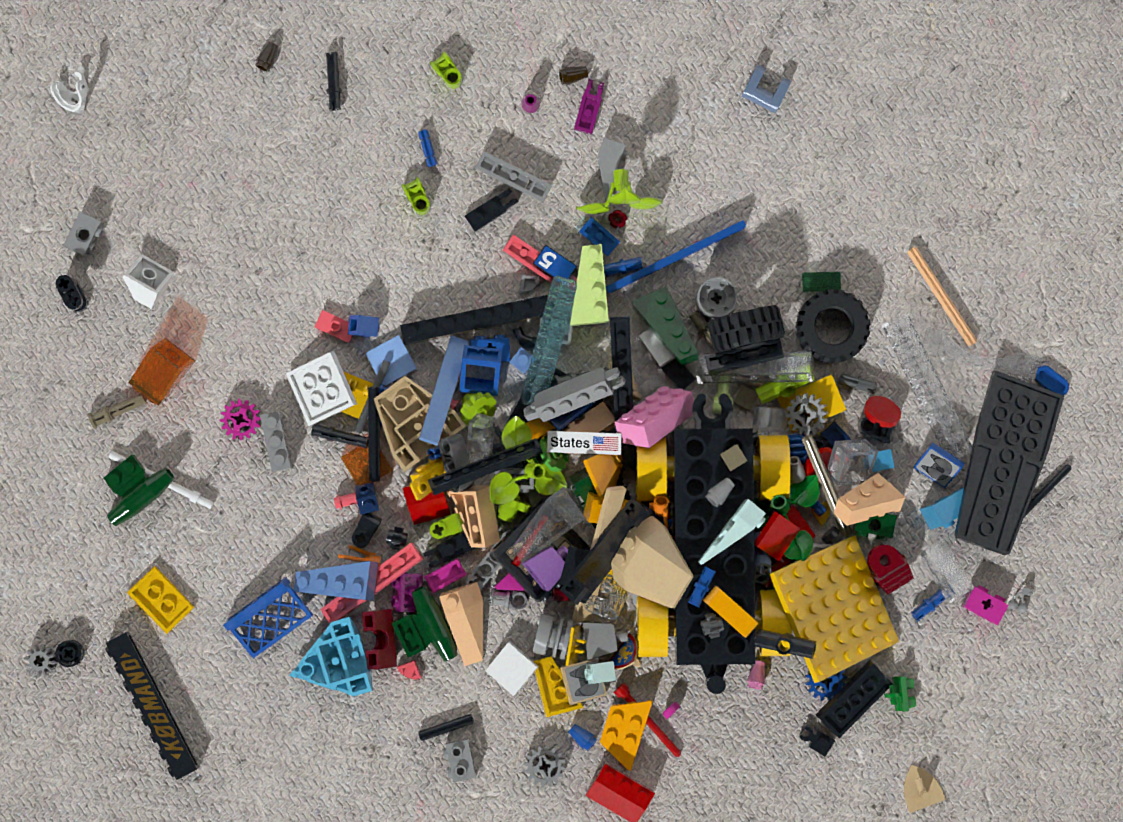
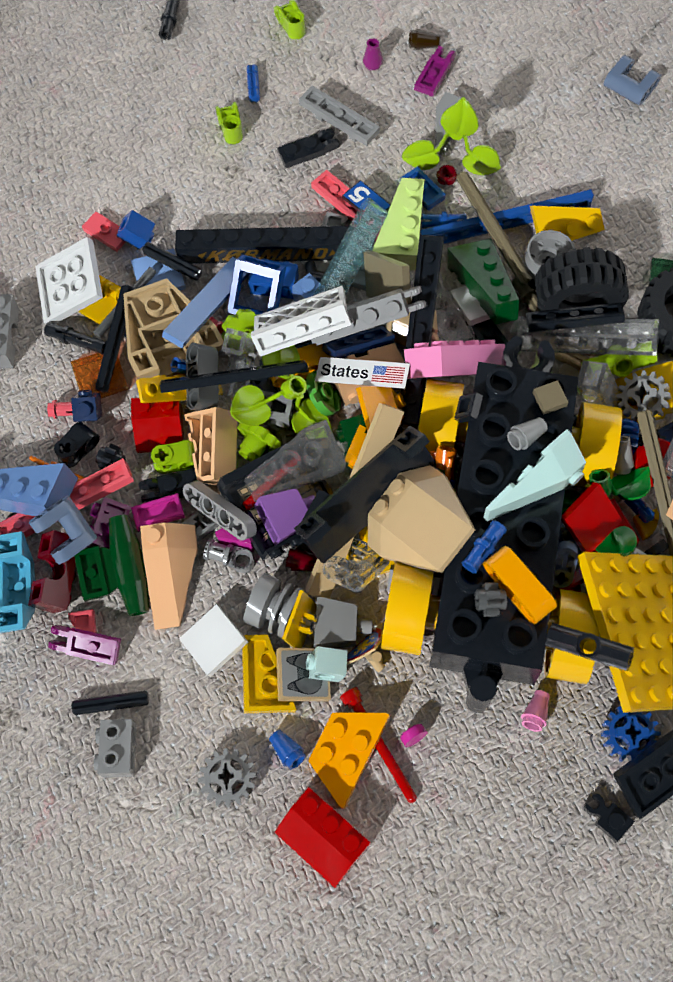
camera: 15 degrees right, 20 degrees down
(383, 601) = (73, 523): none -> sand blue connector
(401, 350) = (172, 261): none -> black axle
(416, 689) = (86, 644): none -> hinge
(495, 570) = (239, 523): none -> light grey beam
(530, 417) = (299, 328): none -> white fence
(586, 349) = (385, 274): none -> dark tan tile
(666, 276) = (494, 228): none -> dark tan axle
(673, 471) = (468, 407): none -> black tile
(723, 256) = (571, 221): none -> yellow wing

